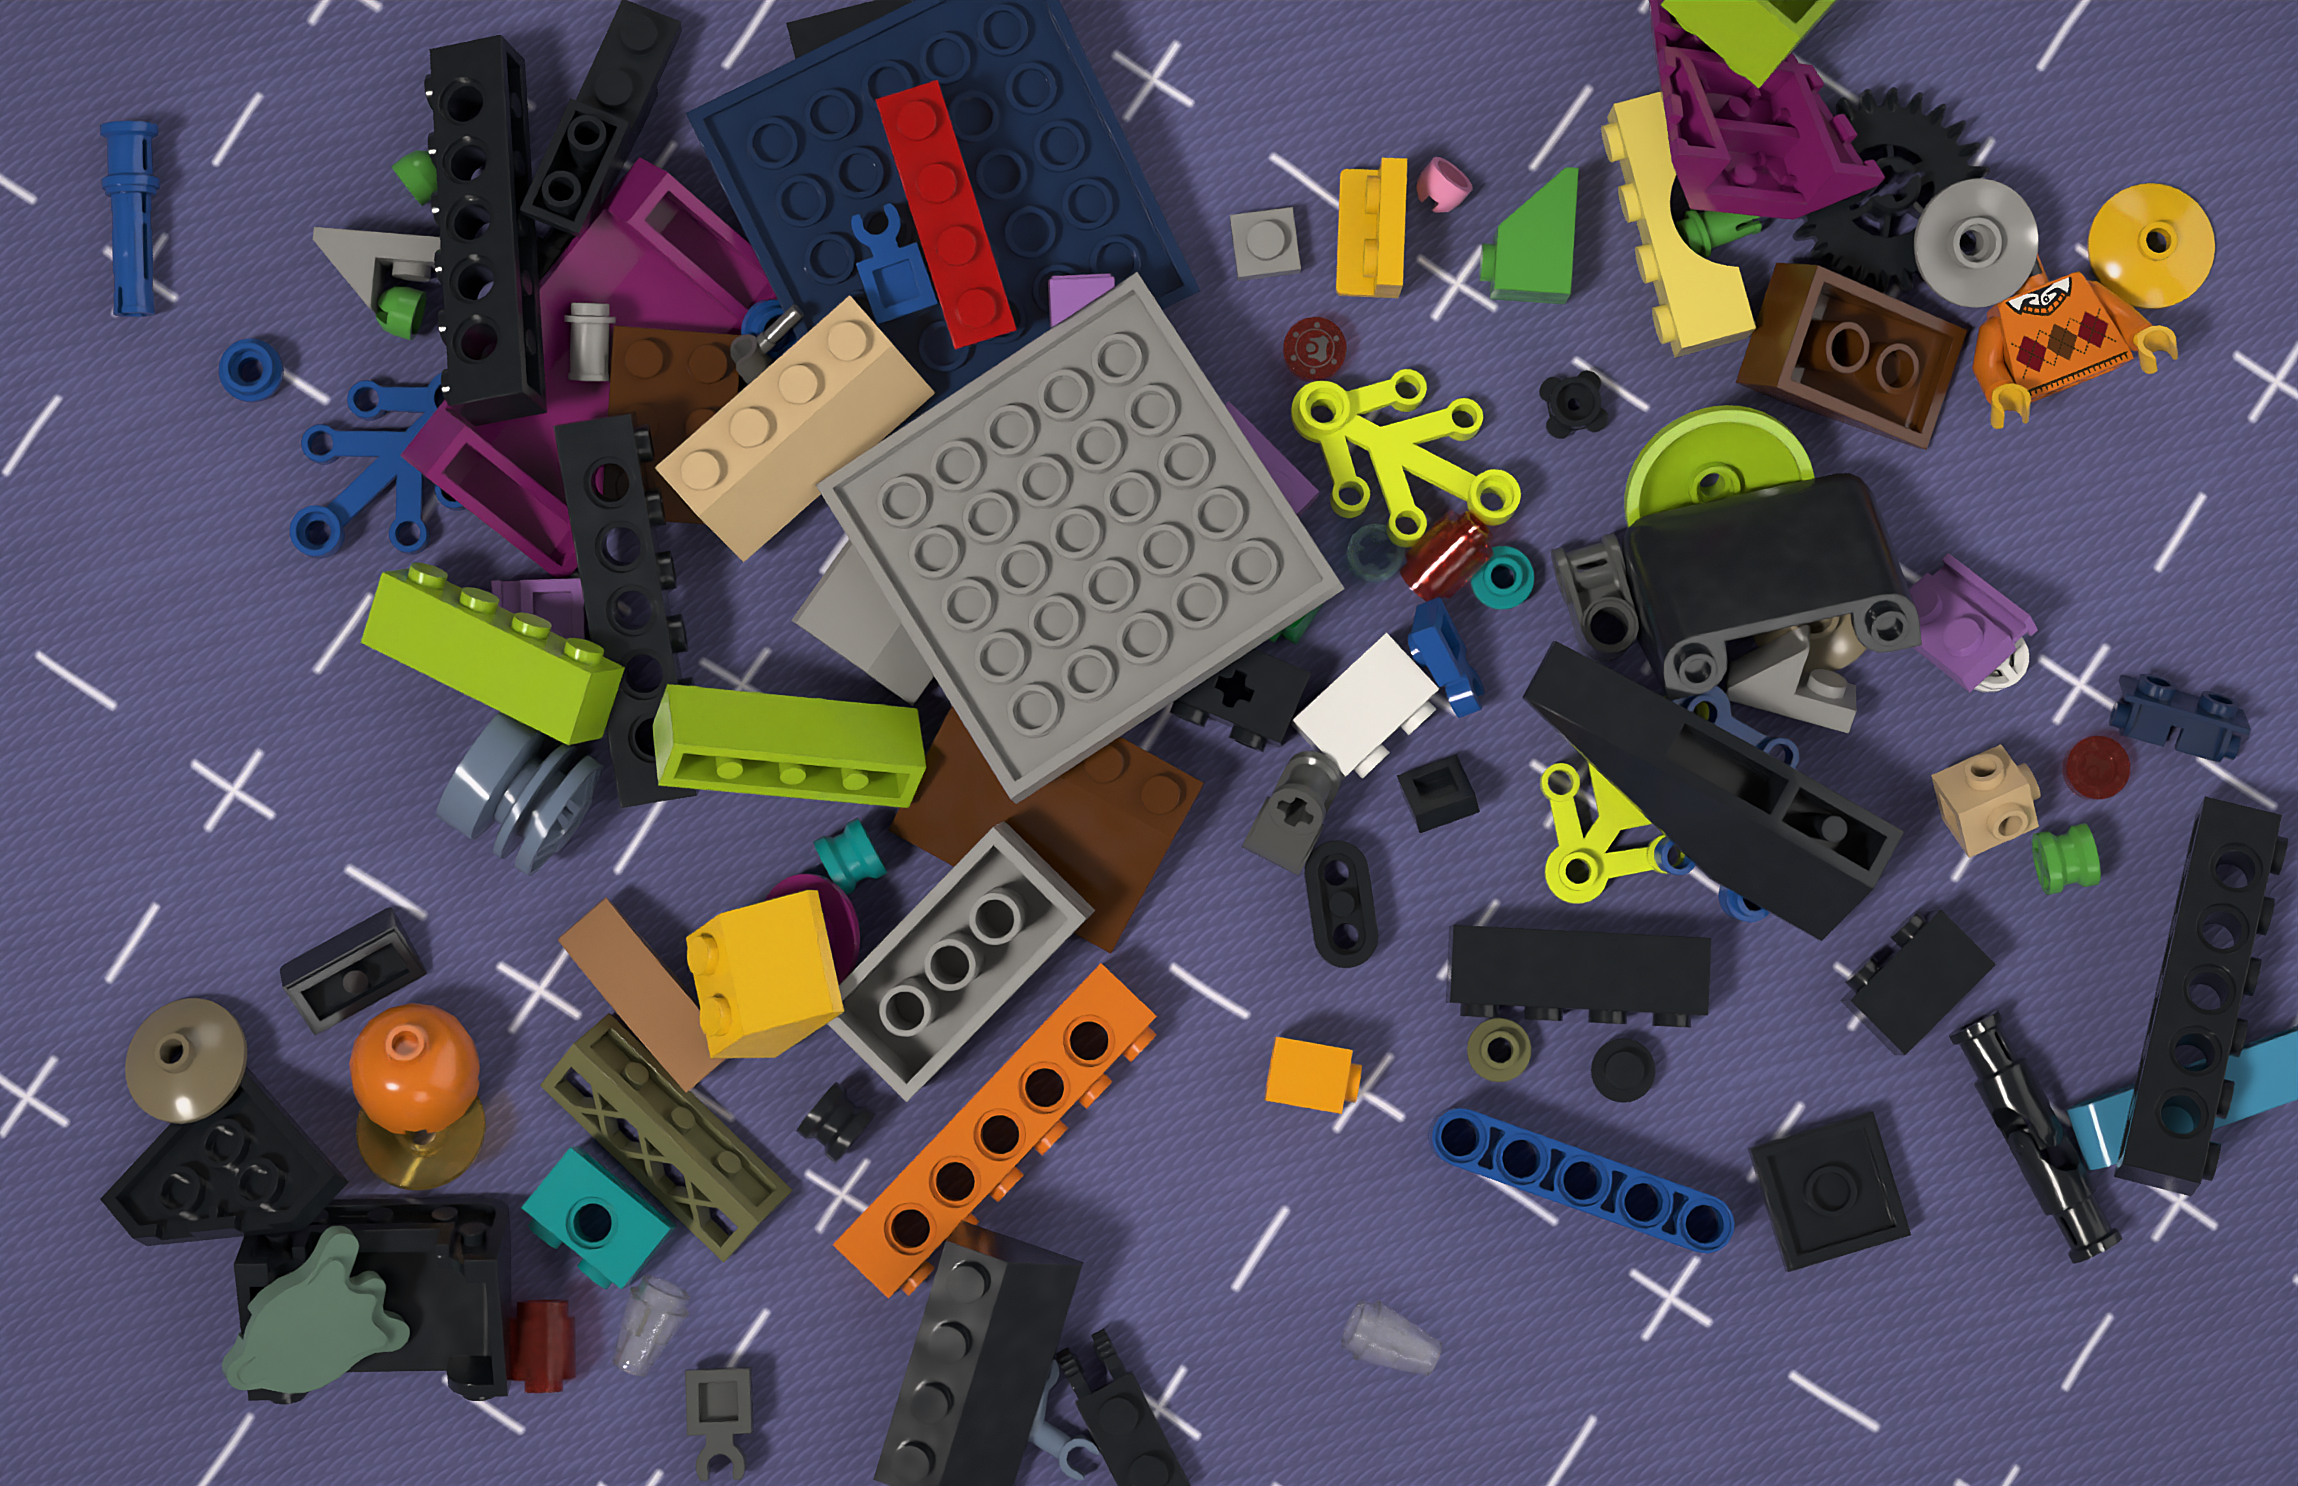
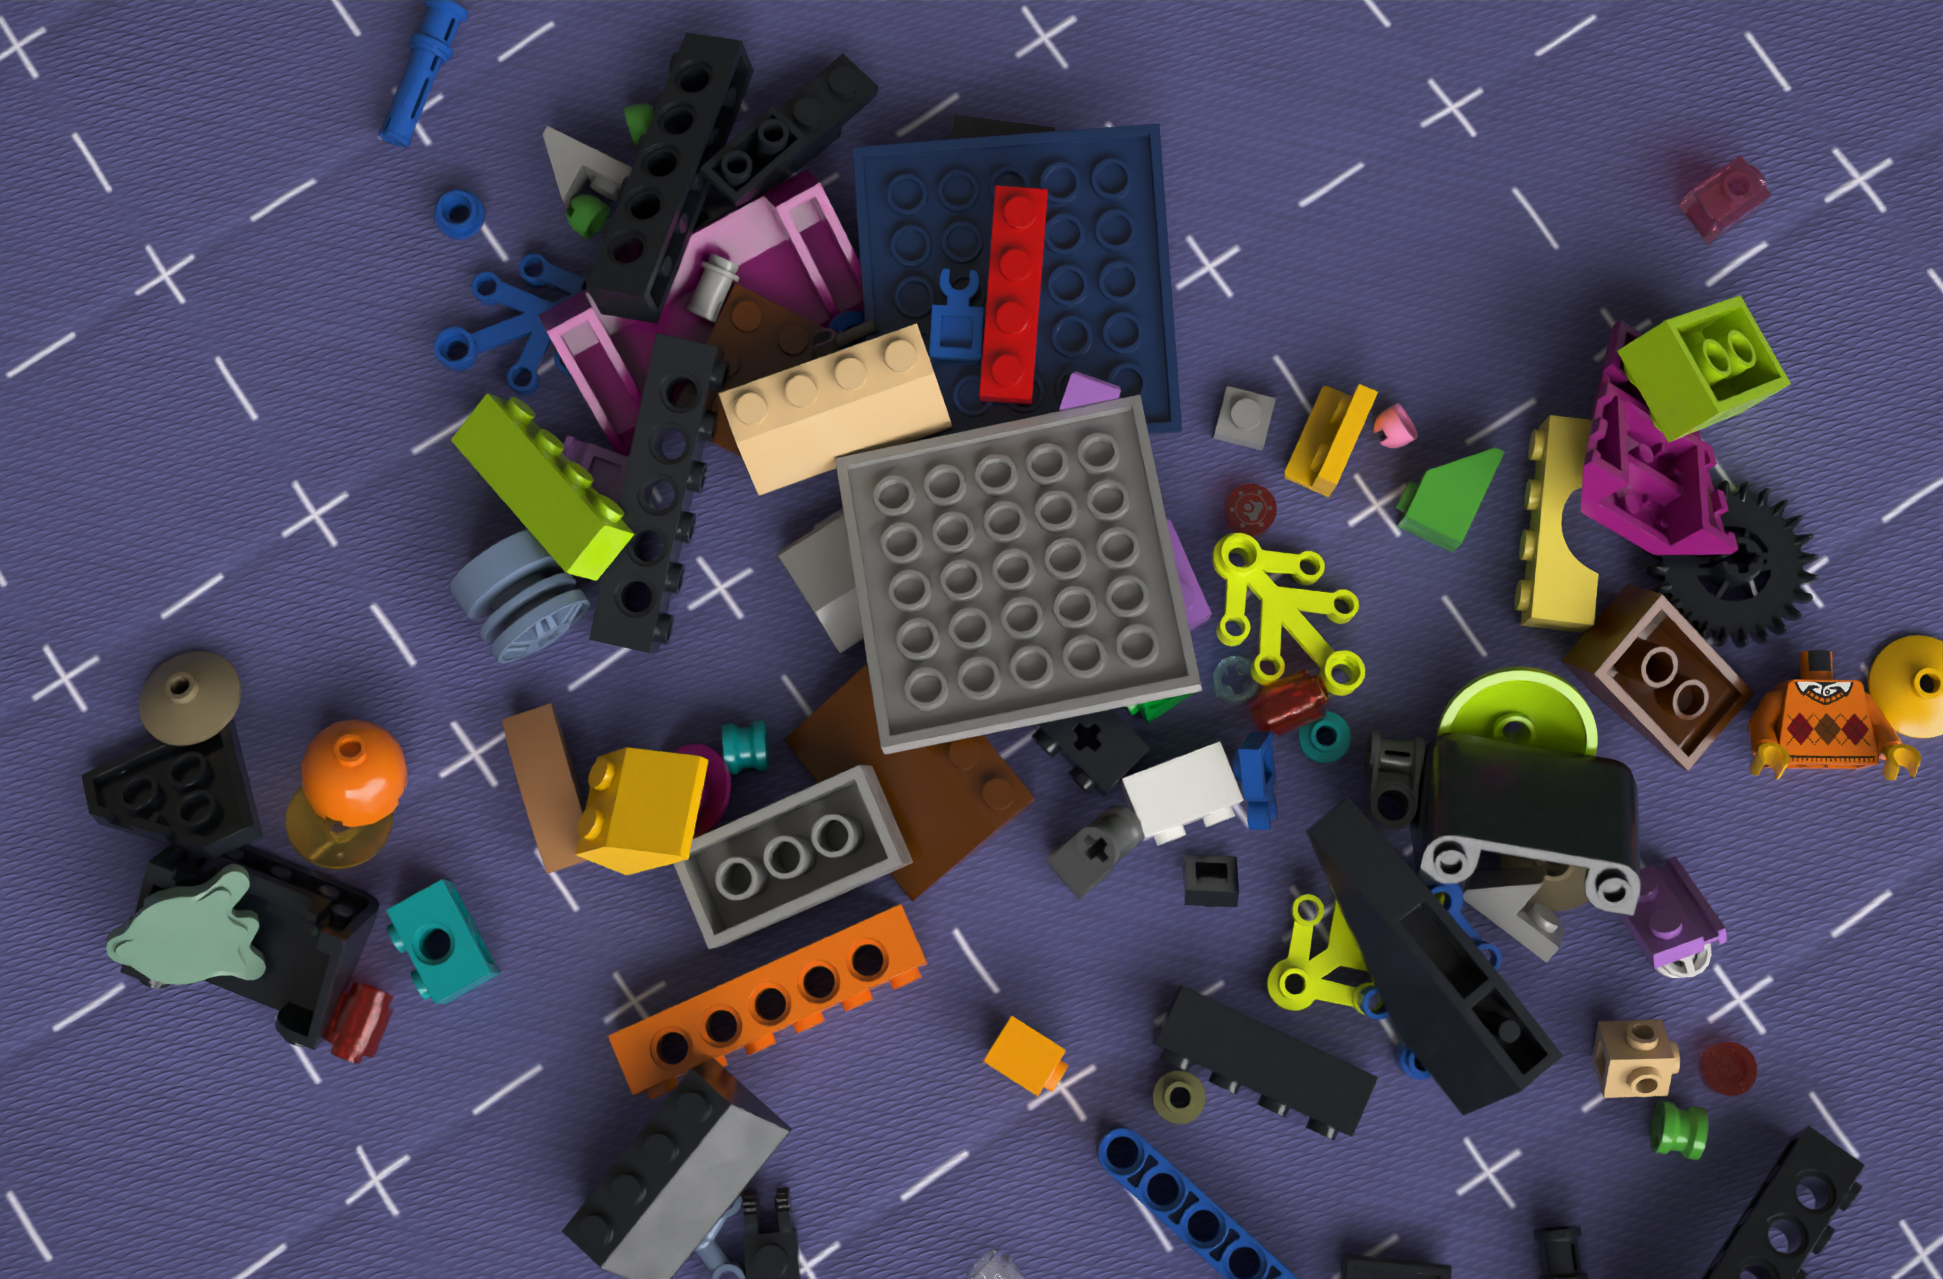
camera: 25 degrees right, 5 degrees down
(351, 971) = (341, 682): black slope -> none
(649, 1323) = (446, 1039): clear cone -> none
(672, 1130) = (525, 897): olive fence -> none
(719, 1407) = (471, 1127): dark grey plate -> none
(788, 746) = (732, 643): lime brick -> none
(836, 1122) = (651, 943): black wheel -> none
(1341, 904) = (1102, 935): black plate -> none
(1586, 391) = (1443, 621): black plate -> none
(1623, 1070) = (1268, 1152): black plate -> none
(1713, 229) = (1592, 539): bright green pin -> none
(1915, 980) = (1525, 1176): black brick -> none
(2003, 248) = (1811, 633): light grey dish -> none
(2204, 720) = (1827, 1067): dark blue hinge -> none

